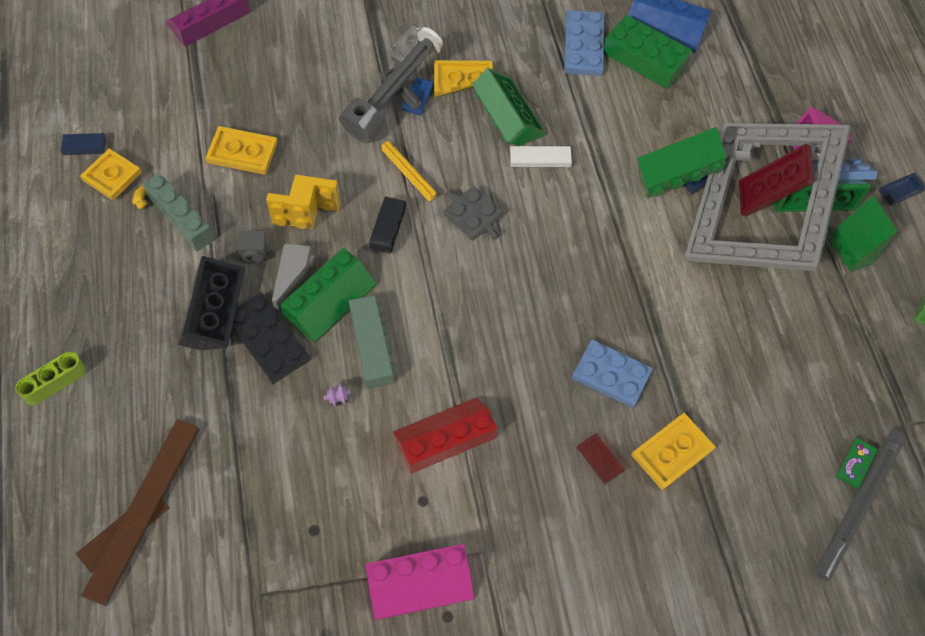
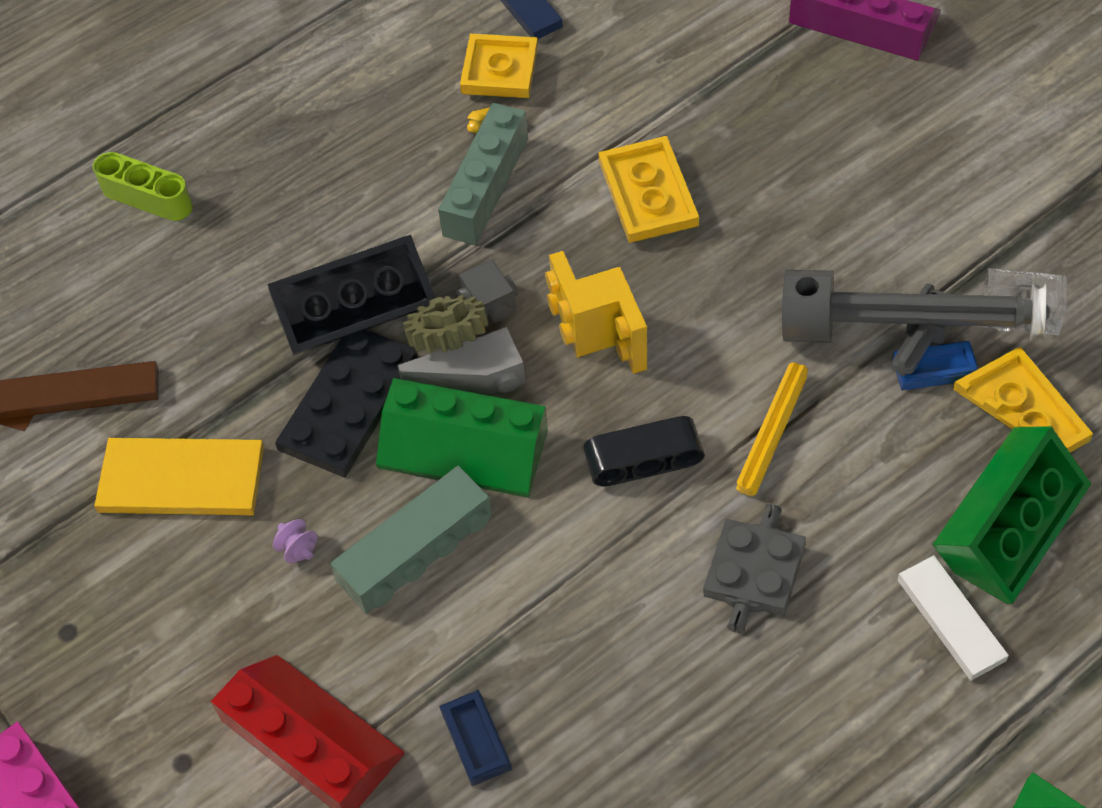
camera: 70 degrees right, 5 degrees down
(257, 437) = (180, 476): none -> yellow tile
(264, 268) = (446, 323): none -> olive gear
(487, 364) = (475, 738): none -> dark blue tile

